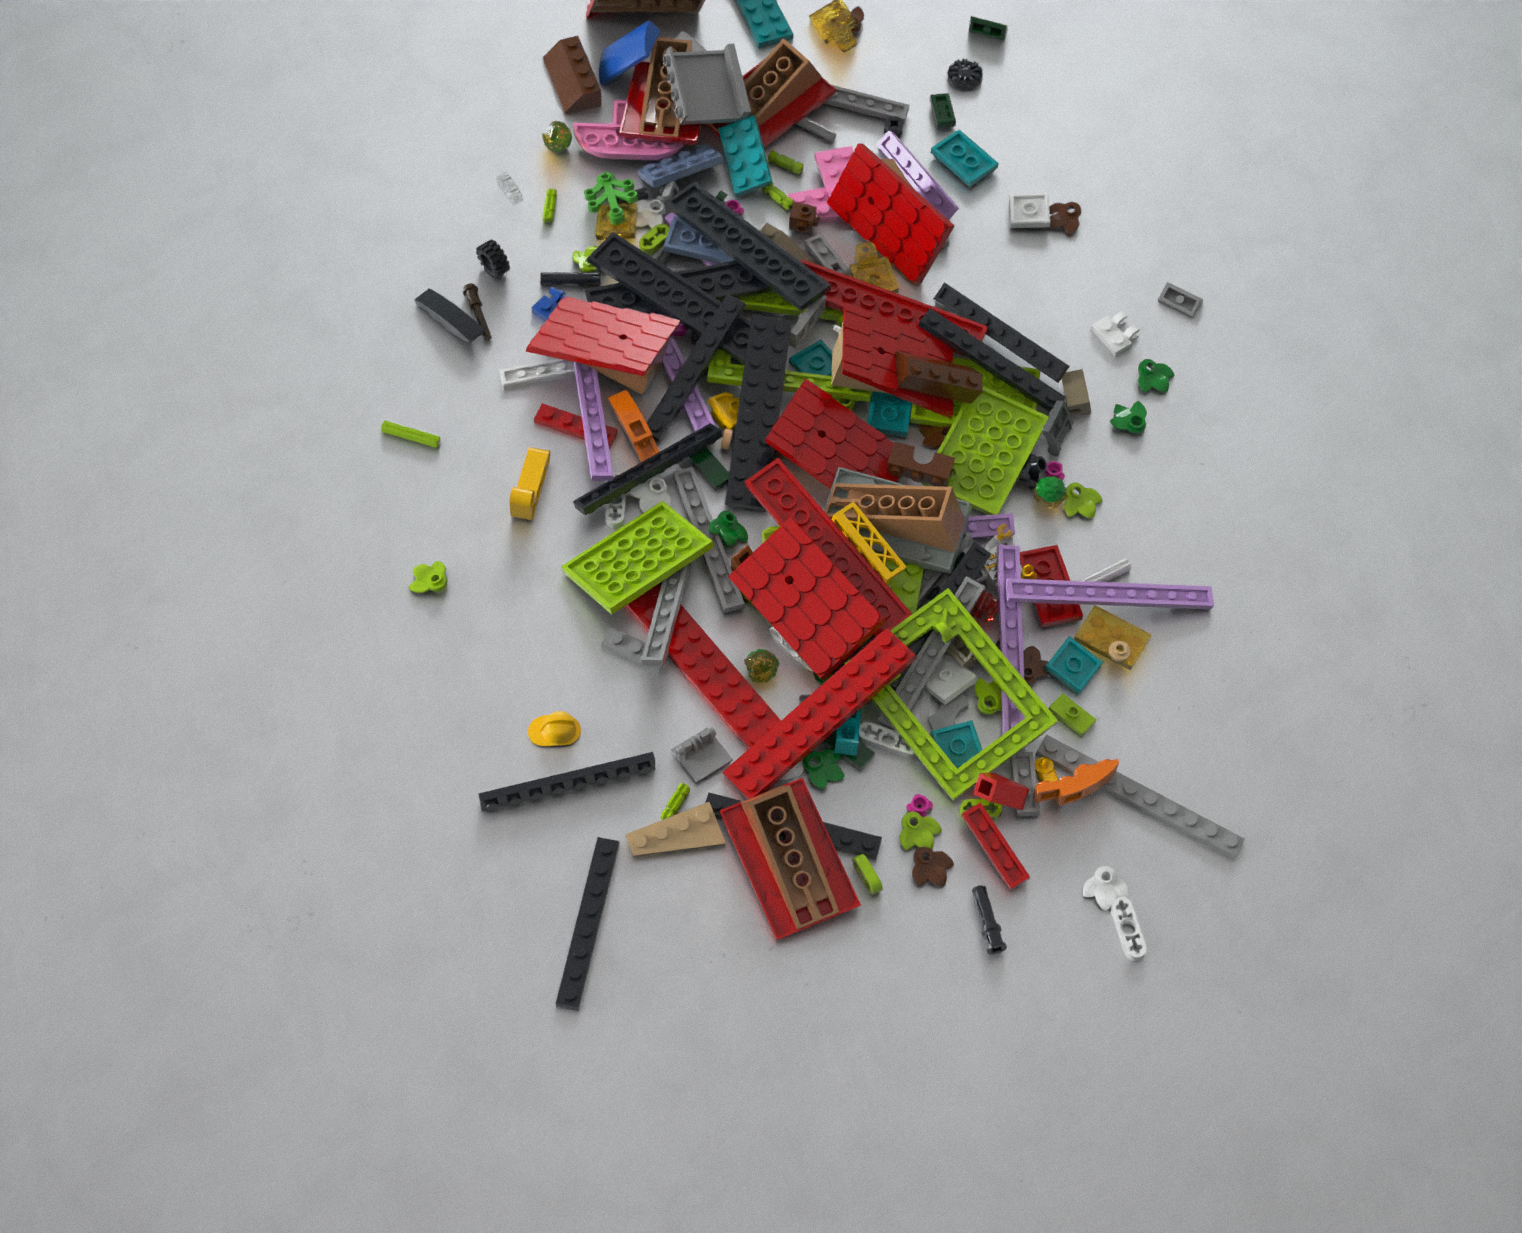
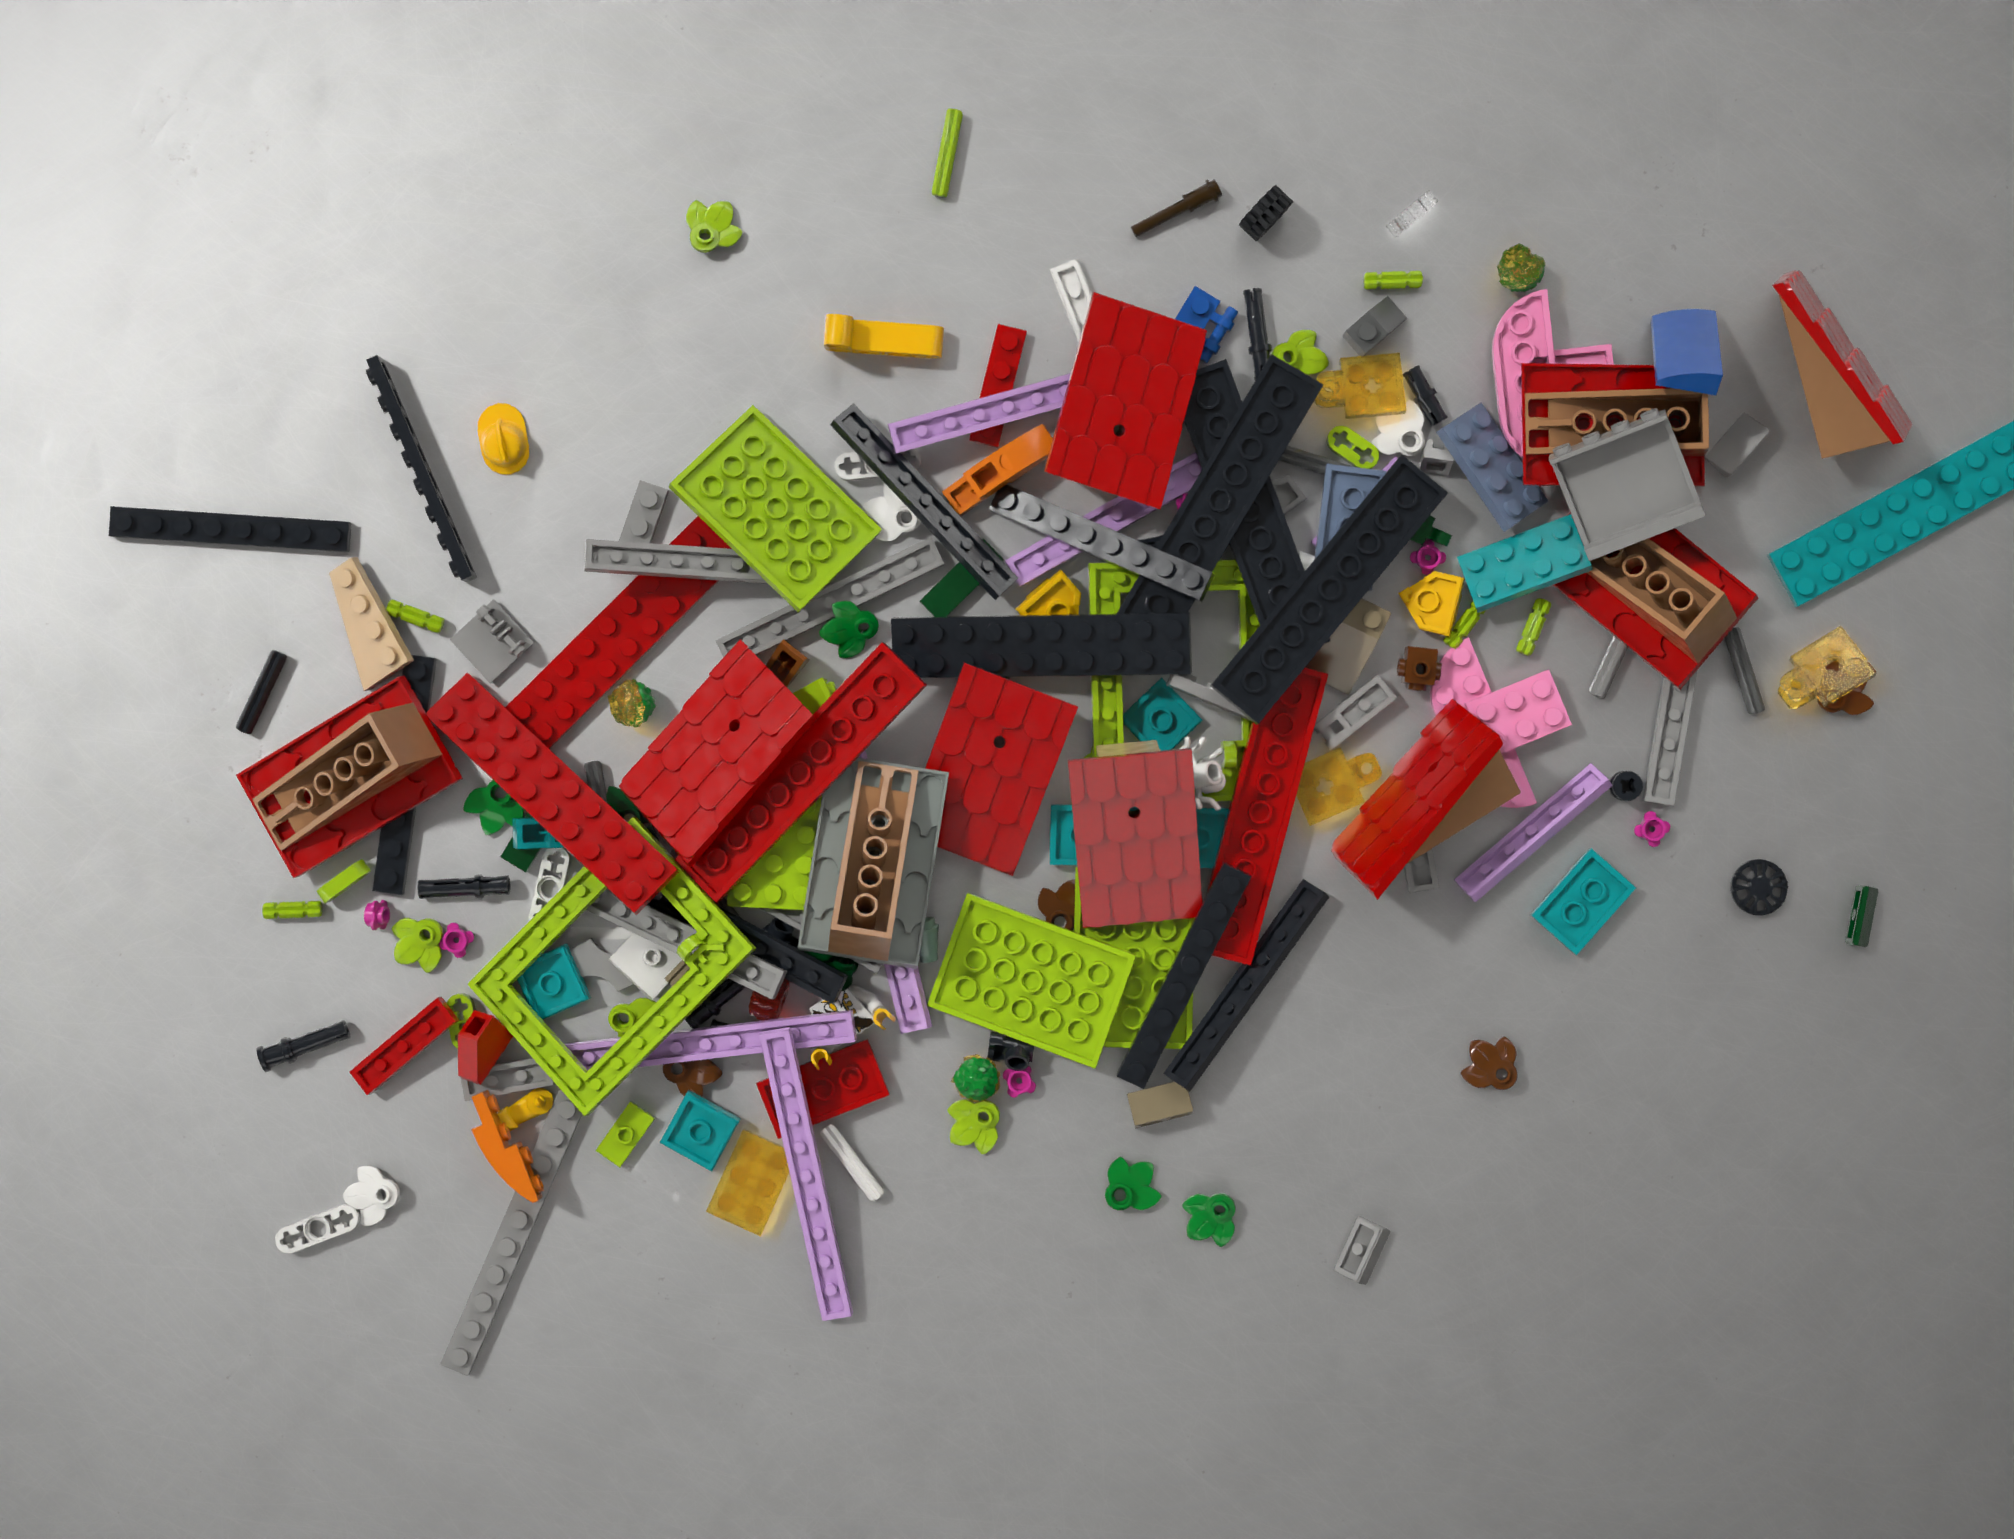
camera: 85 degrees right, 30 degrees up
(450, 315) = (1158, 168): black slope -> none
(572, 75) = (1652, 270): reddish brown slope -> none
(580, 218) = (1374, 326): none -> dark grey slope
(606, 182) = (1418, 367): bright green plant -> none
(716, 915) = (261, 692): none -> black axle
(726, 439) = (1001, 605): light nougat tile -> none
(762, 207) = (1434, 602): none -> yellow plate
(835, 64) = (1744, 671): none -> dark grey axle
(861, 543) = (806, 817): yellow fence -> none
(881, 785) = (458, 887): none -> black pin
(884, 915) = (292, 909): none -> lime axle
(895, 854) = (377, 915): none -> dark pink plate
(922, 119) = (1661, 827): none -> dark pink plate
(933, 869) = (366, 966): reddish brown plate -> none
(935, 472) = (971, 914): reddish brown arch -> none
(938, 377) = (1119, 899): reddish brown slope -> none
(942, 110) = (1675, 859): dark green plate -> none
(1029, 210) = (1494, 1010): white plate -> none
(1057, 427) = (1076, 1077): dark grey plate -> none
(1111, 336) = (1278, 1149): white plate -> none
(1119, 656) = (730, 1190): tan plate -> none

